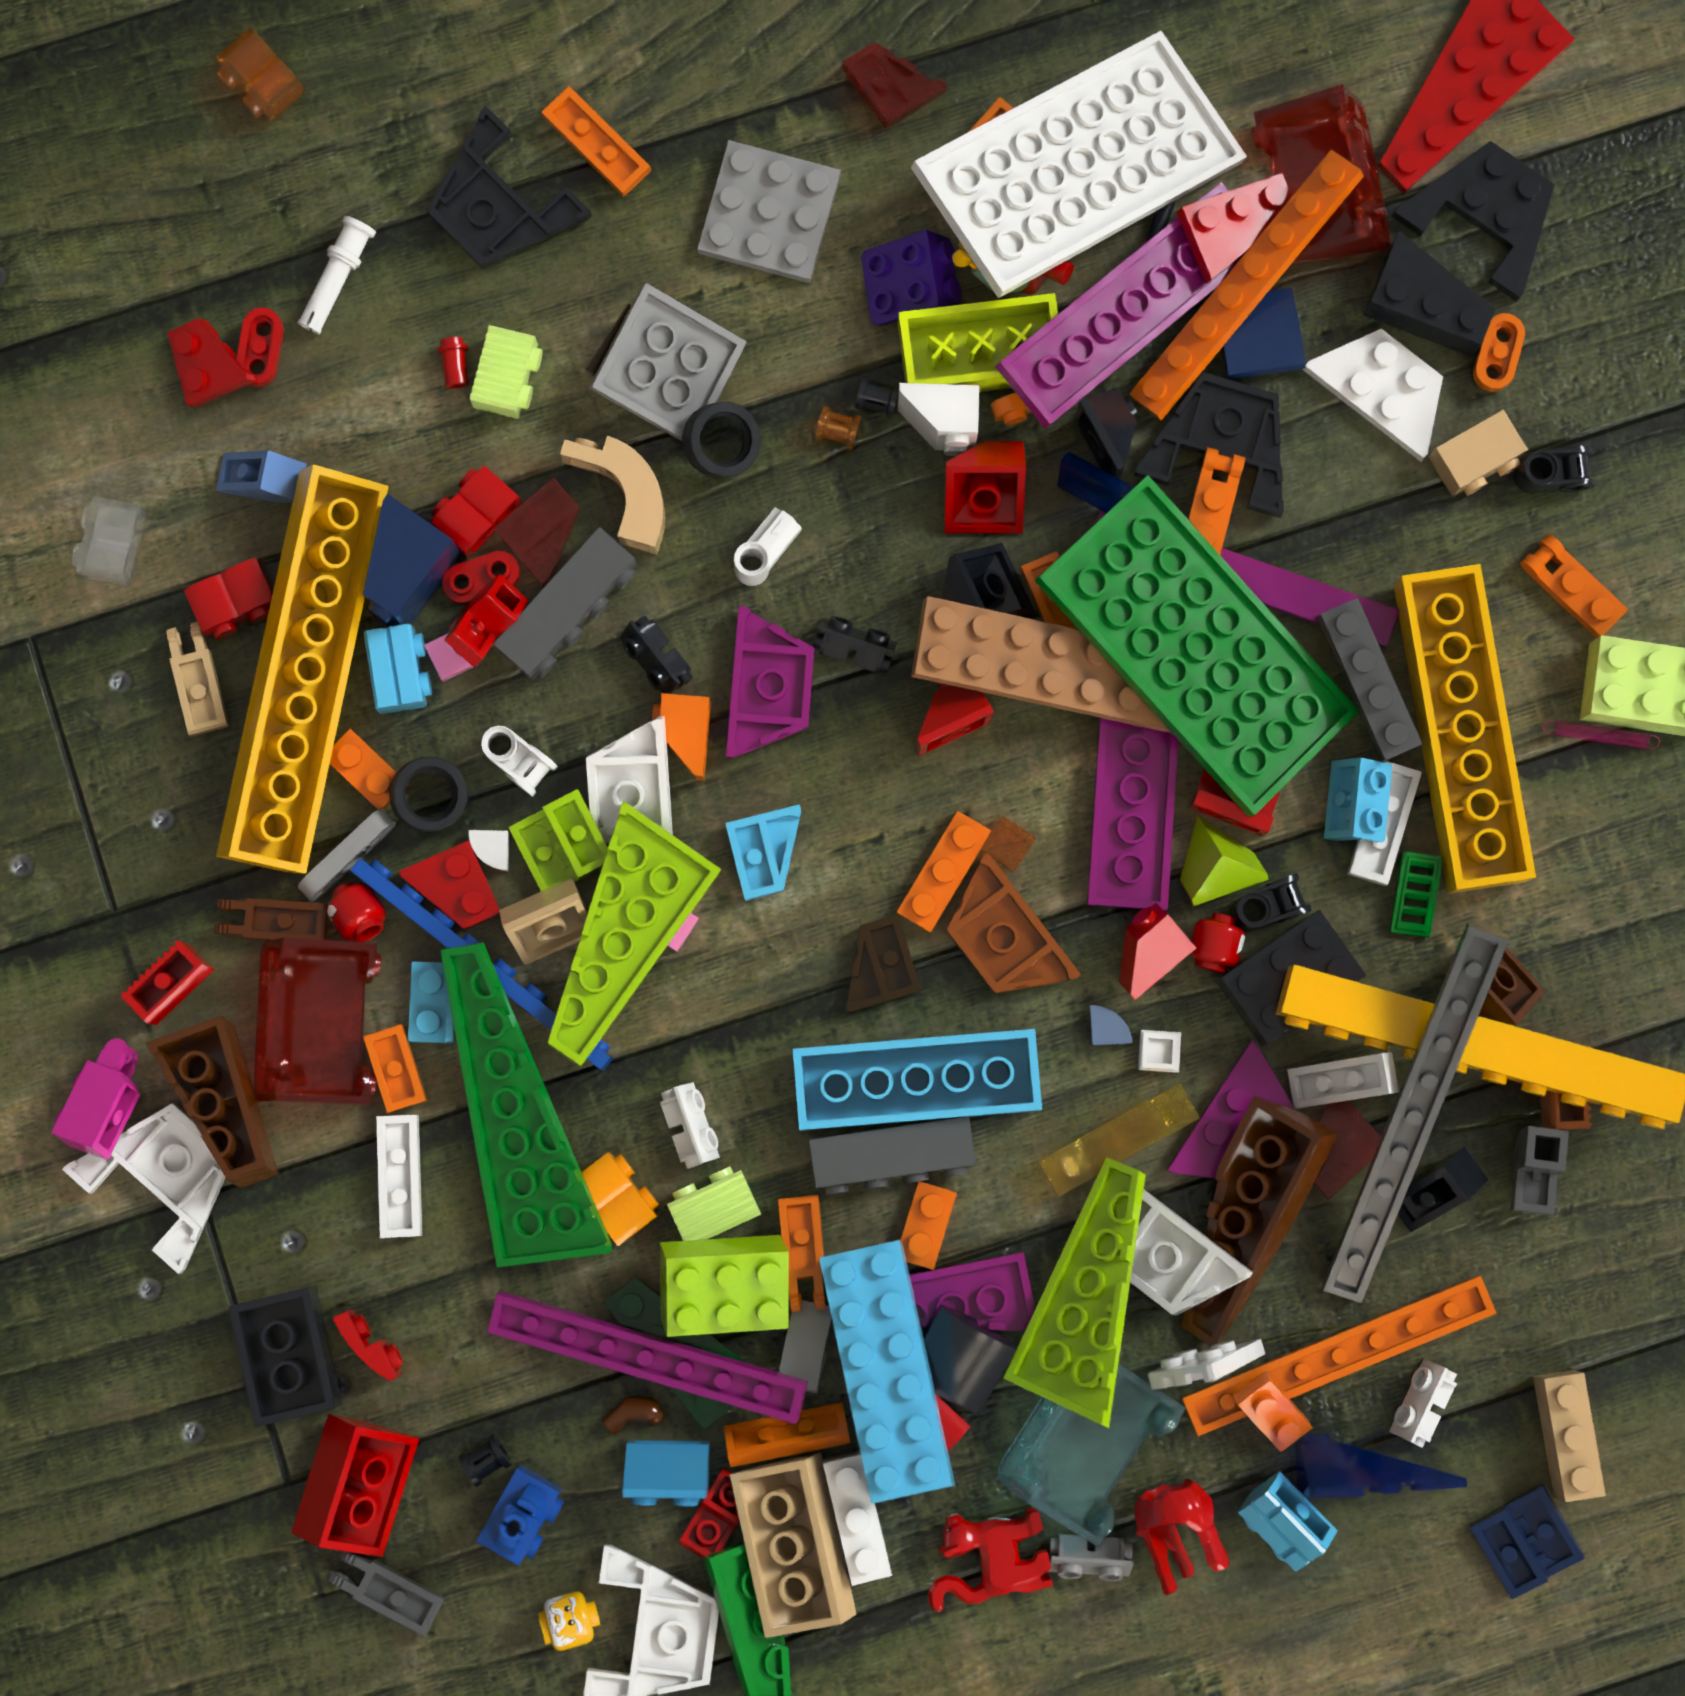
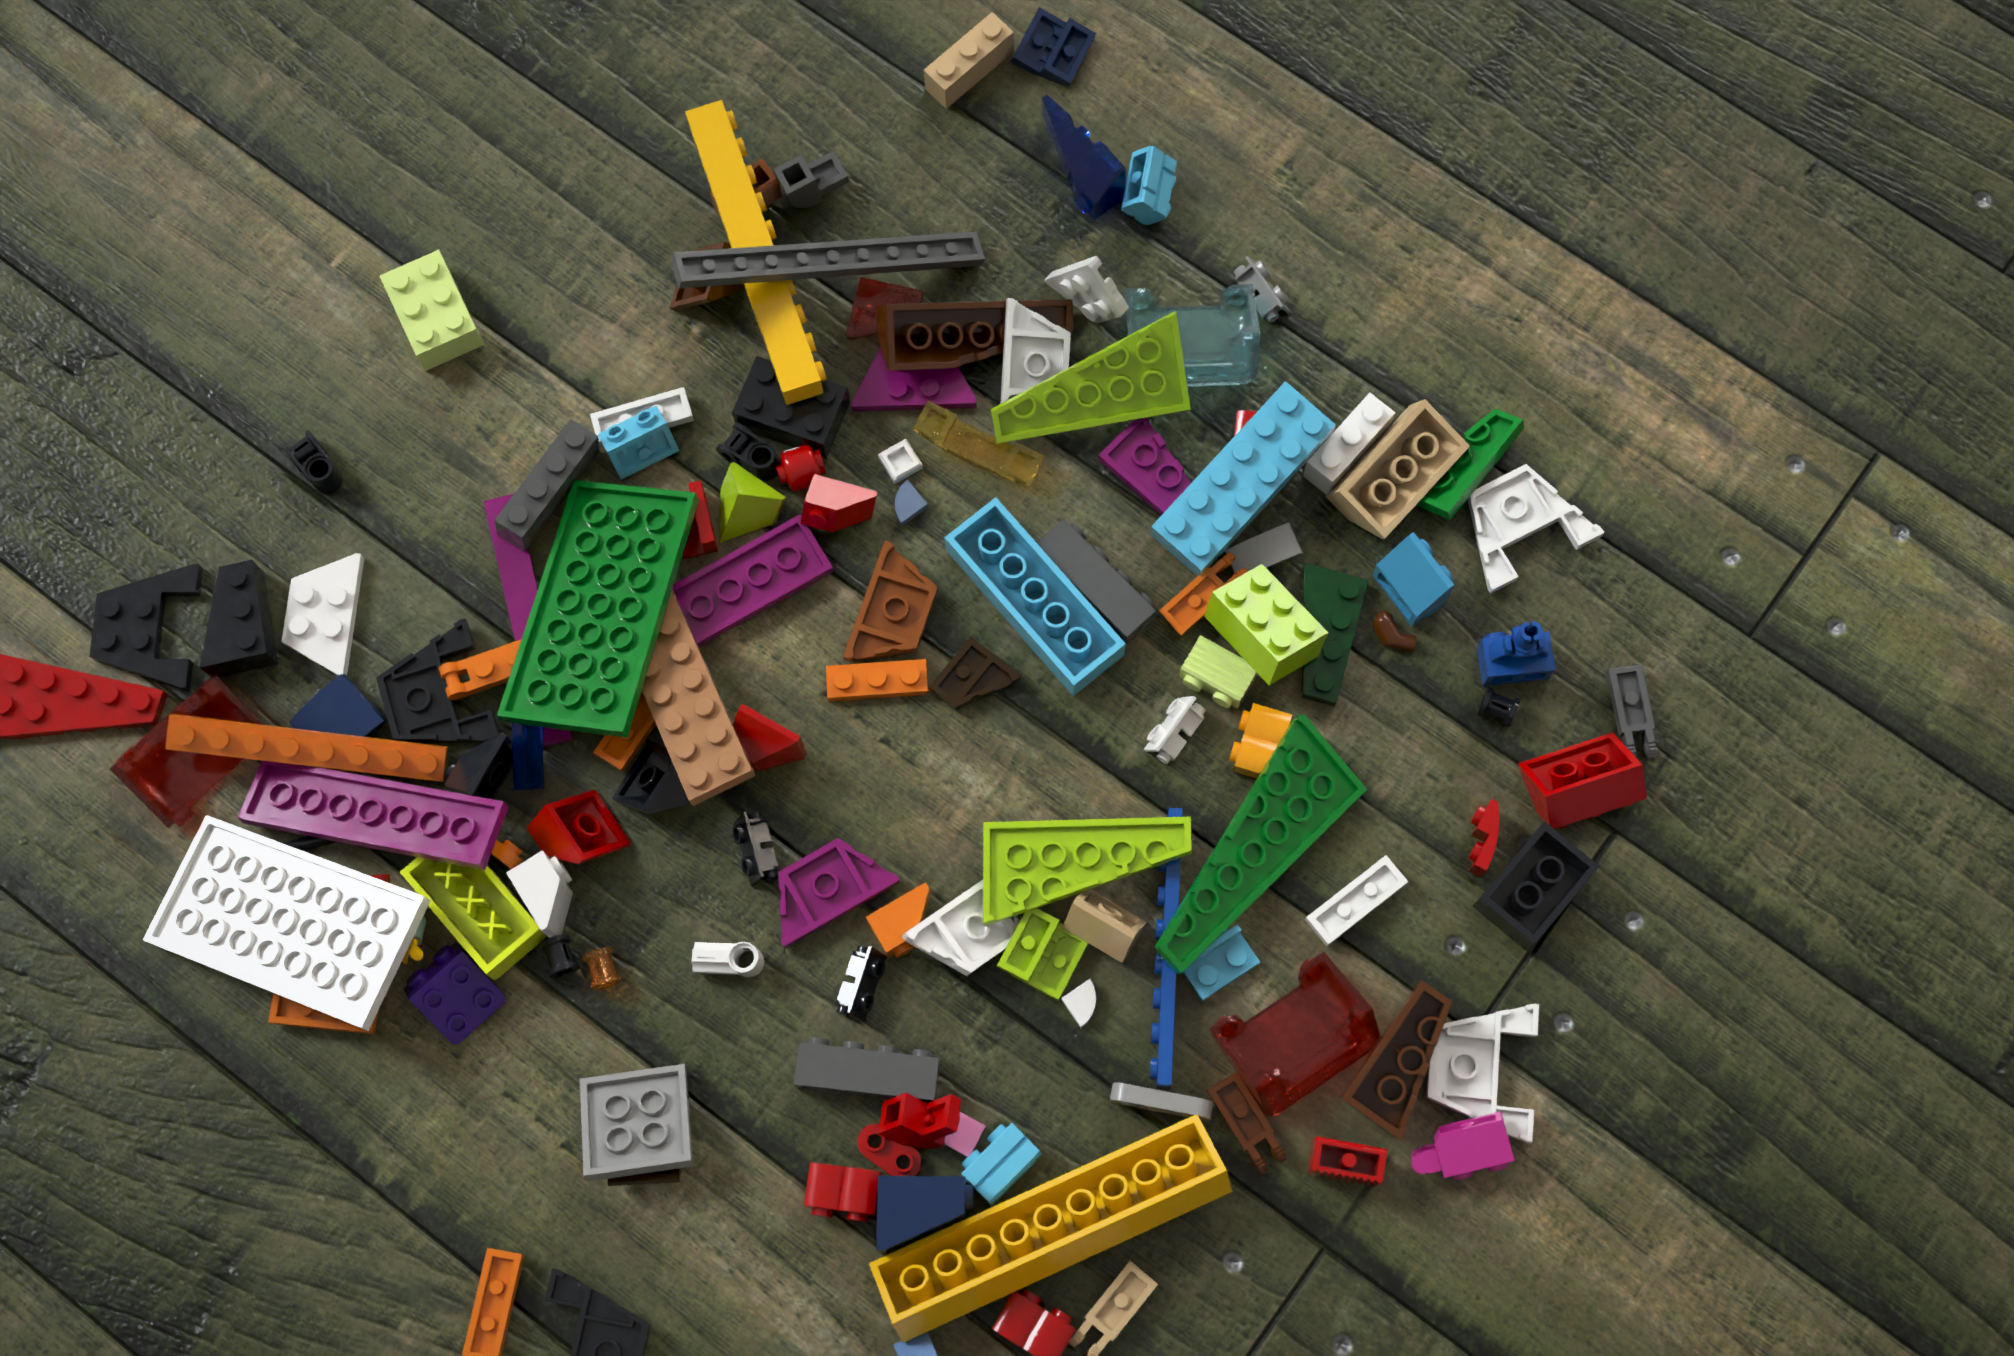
camera: 120 degrees left, 10 degrees down
(356, 912) = (1197, 1063): red head -> none
(363, 769) = (1090, 1131): orange plate -> none
(395, 1068) = (1285, 957): orange plate -> none
(454, 362) = (738, 1290): red pin -> none
(455, 885) = (1126, 1009): red wing -> none
(458, 791) = (1068, 1047): black tyre -> none
(505, 372) = (721, 1244): yellowish green brick -> none
(518, 759) = (1005, 1022): white piece -> none
(540, 529) = (824, 1133): clear red wing -> none
(568, 1621) = (1557, 579): yellow head -> none
(644, 510) = (742, 1080): tan arch -> none
(648, 1357) = (1350, 644): magenta plate -> none
(713, 1519) = (1433, 529): red slope -> none
(750, 436) = (660, 1021): black tyre -> none
(764, 850) = (948, 809): medium azure wing -> none
(769, 211) = (466, 1136): light grey plate -> none
(776, 1438) = (1330, 524): orange plate -> none
(890, 83) = (307, 1113): clear red wing -> none
(926, 1224) = (1124, 531): orange plate -> none
(965, 1358) = (1193, 442): black slope -> none
(999, 1558) = (1305, 342): red animal -> none
(1008, 844) = (826, 650): clear orange tile -> none
(1156, 1518) = (1189, 243): red piece -> none
(1231, 222) = (265, 787): wing -> none
(1272, 1411) = (1086, 236): orange plate -> none
(1343, 1080) = (838, 325): white plate -> none
(1346, 1351) = (1010, 217): orange plate -> none
(1429, 1386) = (1019, 158): white hinge -> none
(1432, 882) = (663, 362): green slope -> none
(1441, 1189) = (861, 221): black slope -> none
(1464, 729) = (539, 402): yellow brick -> none
(1478, 454) = (334, 519): tan brick -> none
(1498, 354) = (251, 548): orange plate -> none
(1574, 587) = (391, 402): orange plate -> none
(1606, 741) = (489, 322): dark pink piece -> none

